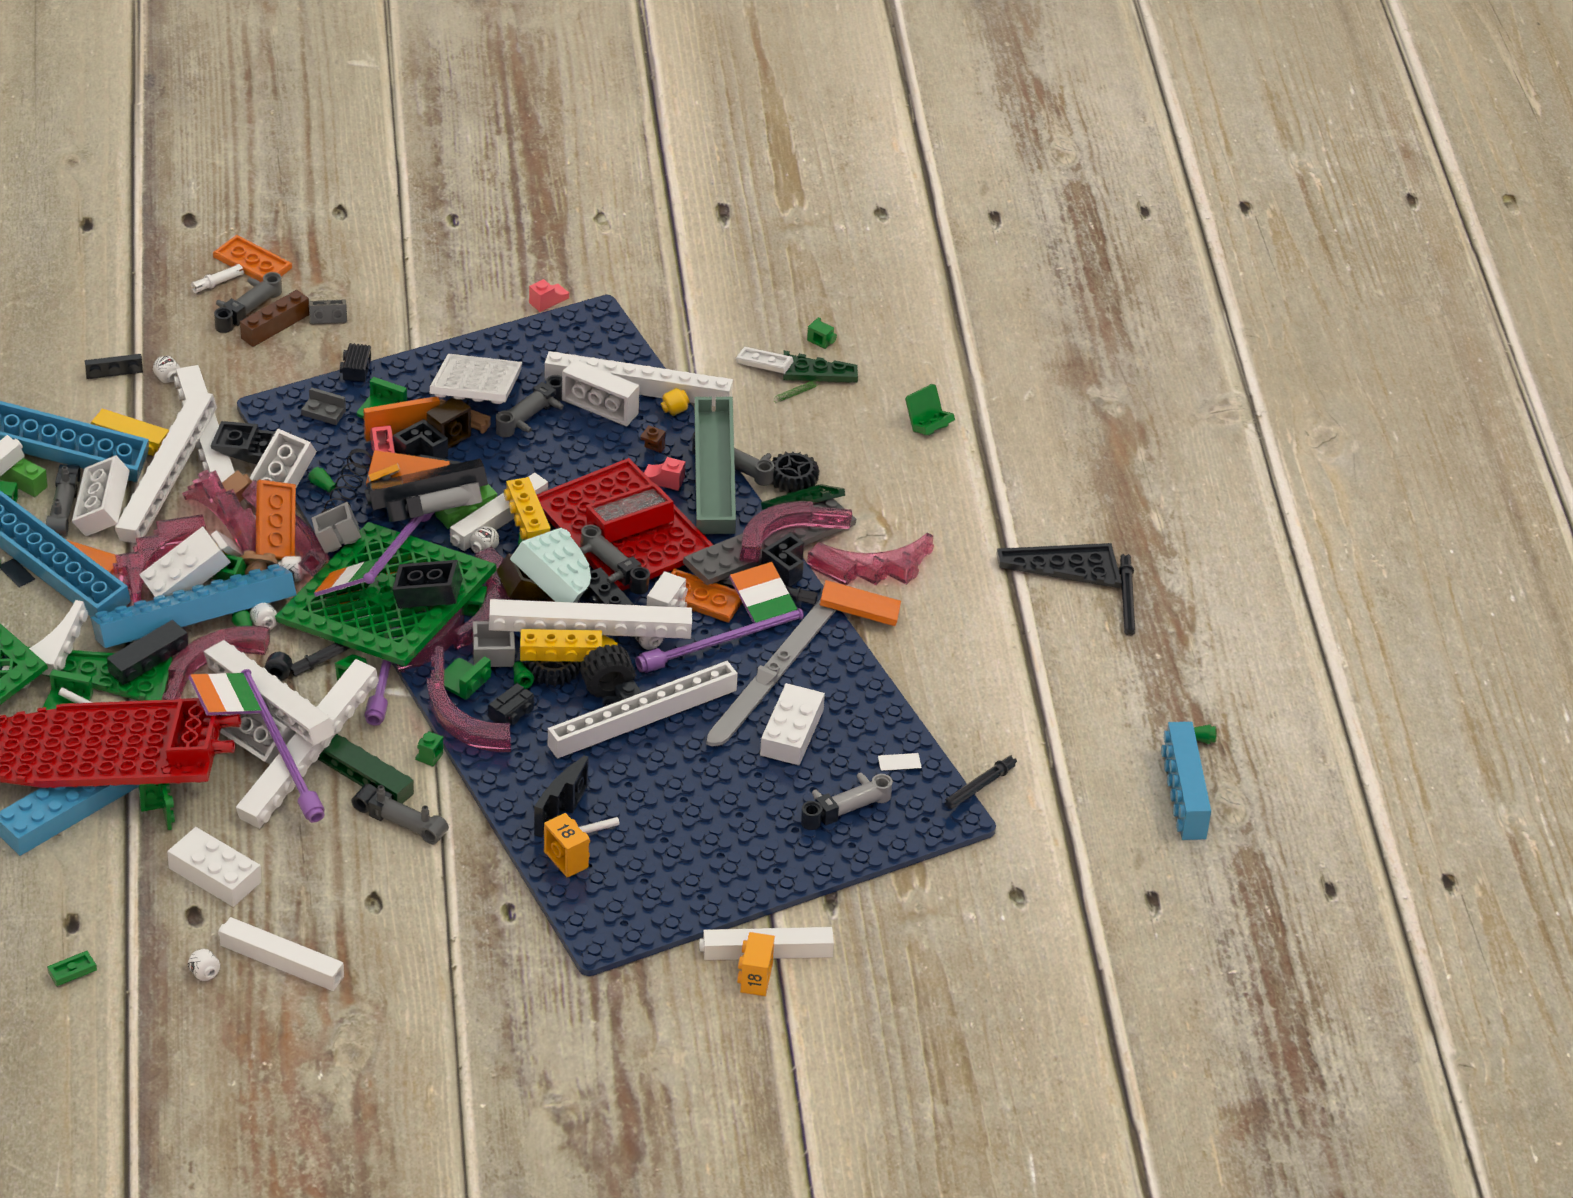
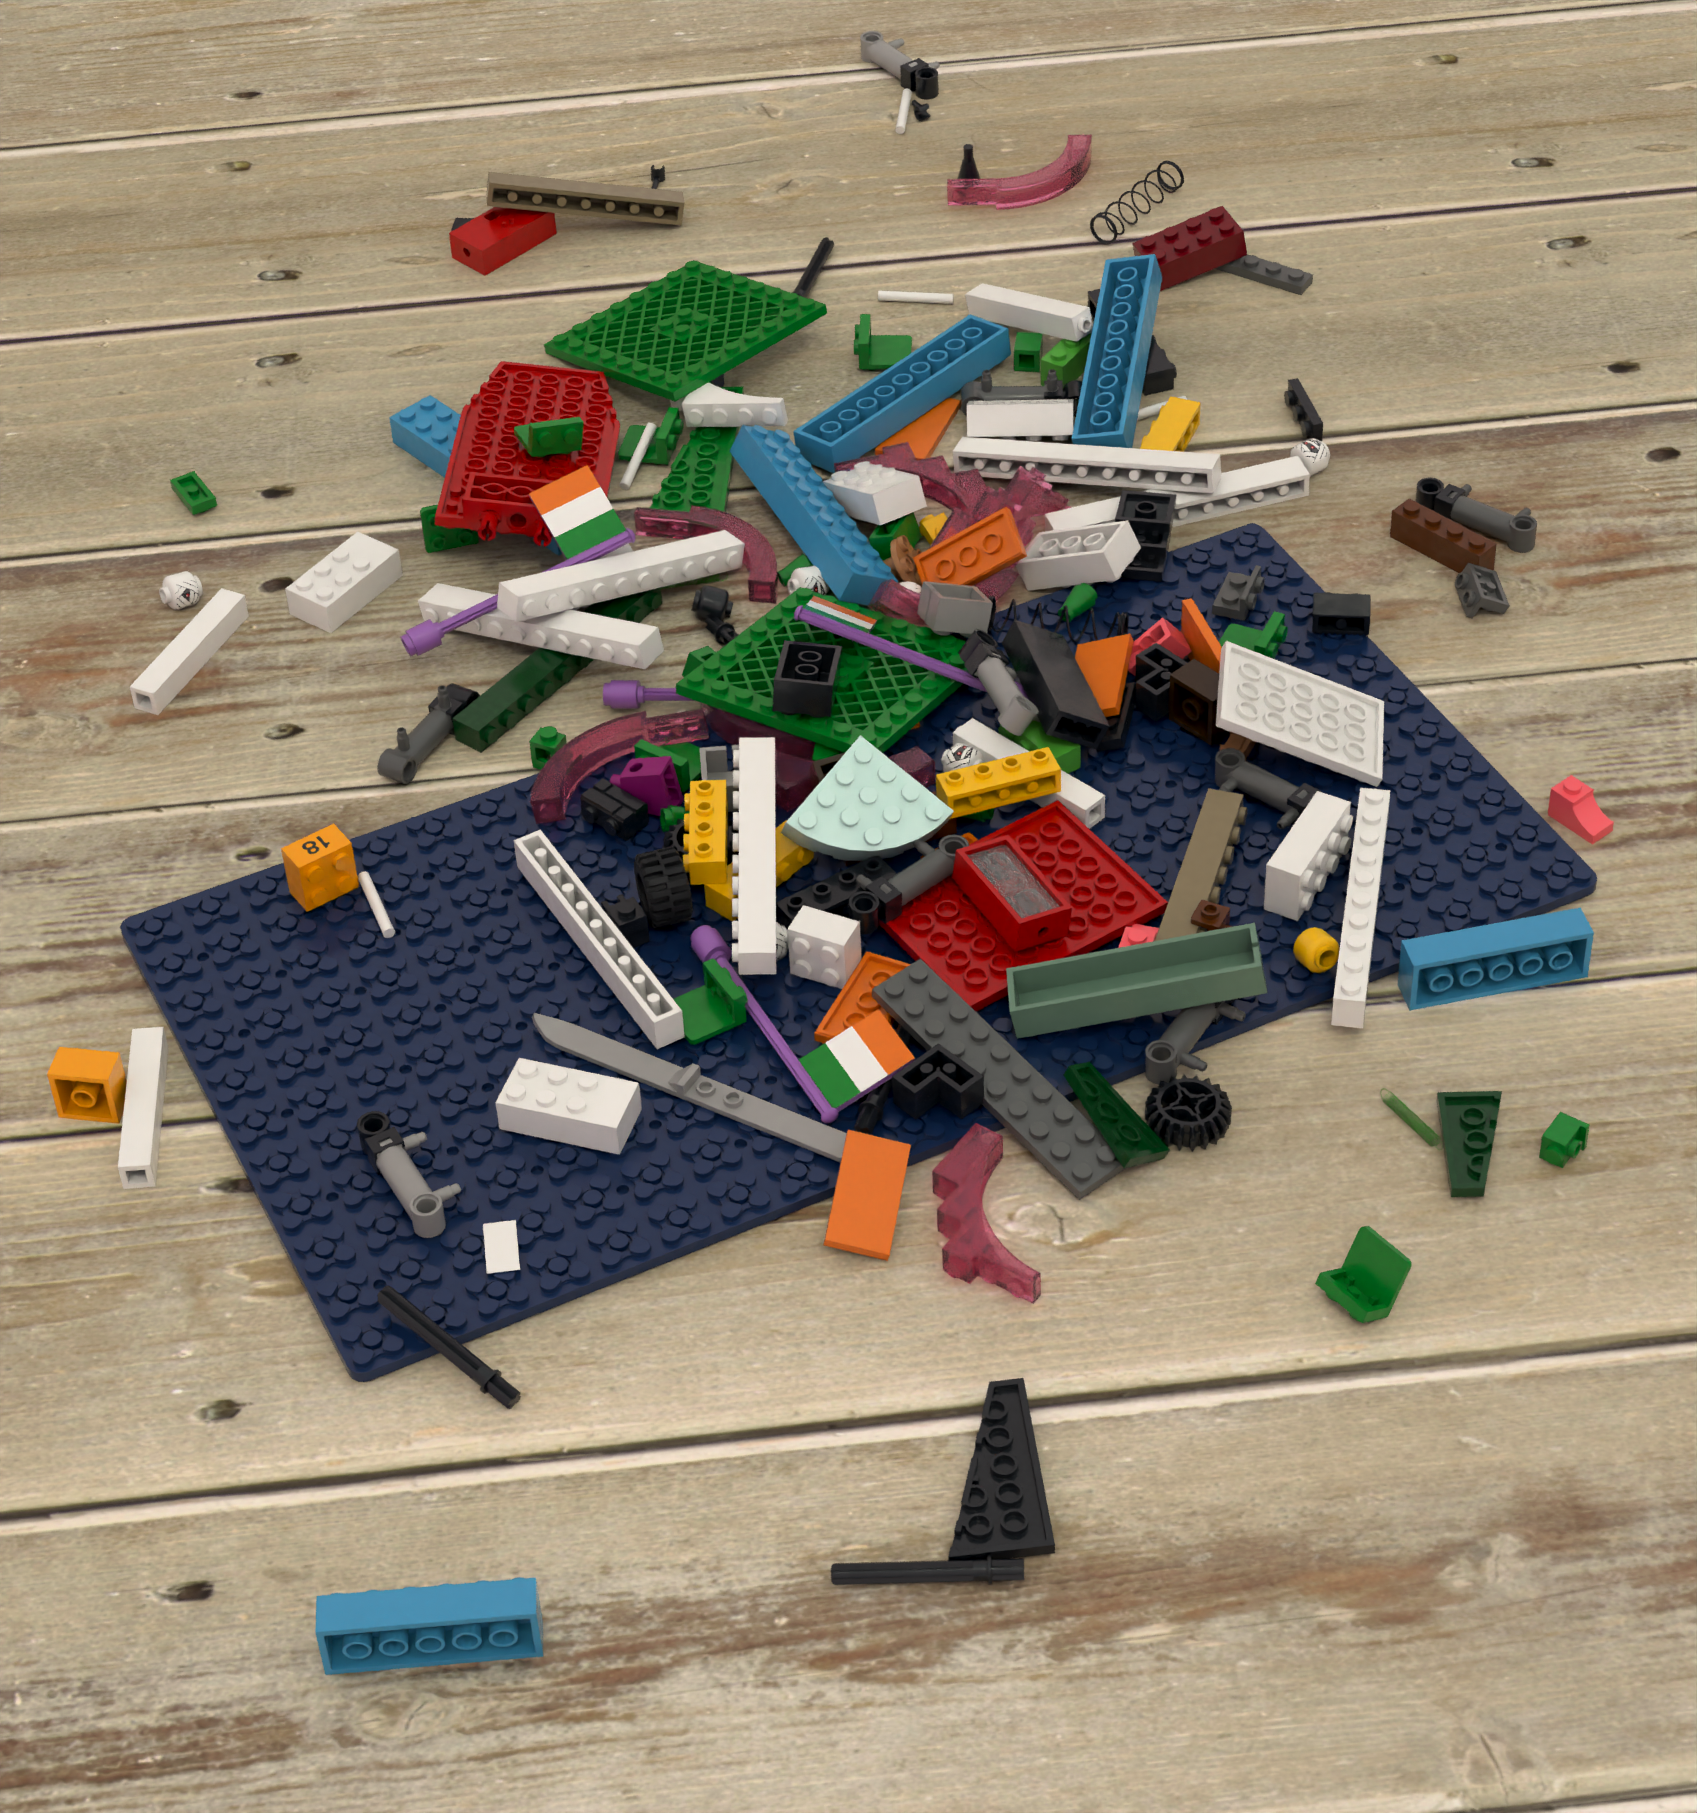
camera: 95 degrees right, 0 degrees up
(100, 726) = (551, 436): none -> green bracket
(147, 652) = (718, 483): black brick -> none
(209, 281) = (1517, 479): white pin -> none
(226, 544) = (914, 516): white tile -> none
(238, 483) = (1042, 514): medium nougat brick -> none
(253, 258) = (1583, 516): orange tile -> none
(384, 473) = (1083, 648): light orange piece -> none
(495, 681) = (651, 781): none -> magenta torso
(561, 794) = (416, 858): black slope -> none
(602, 442) = (1204, 862): none -> dark tan brick
(682, 331) = (1495, 958): none -> dark azure brick
(700, 654) = (713, 1006): none -> green bracket
(764, 360) = (1472, 1069): white tile -> none
(786, 516) = (1014, 1054): clear pink arch -> none
(1206, 733) = (566, 1672): green cone -> none

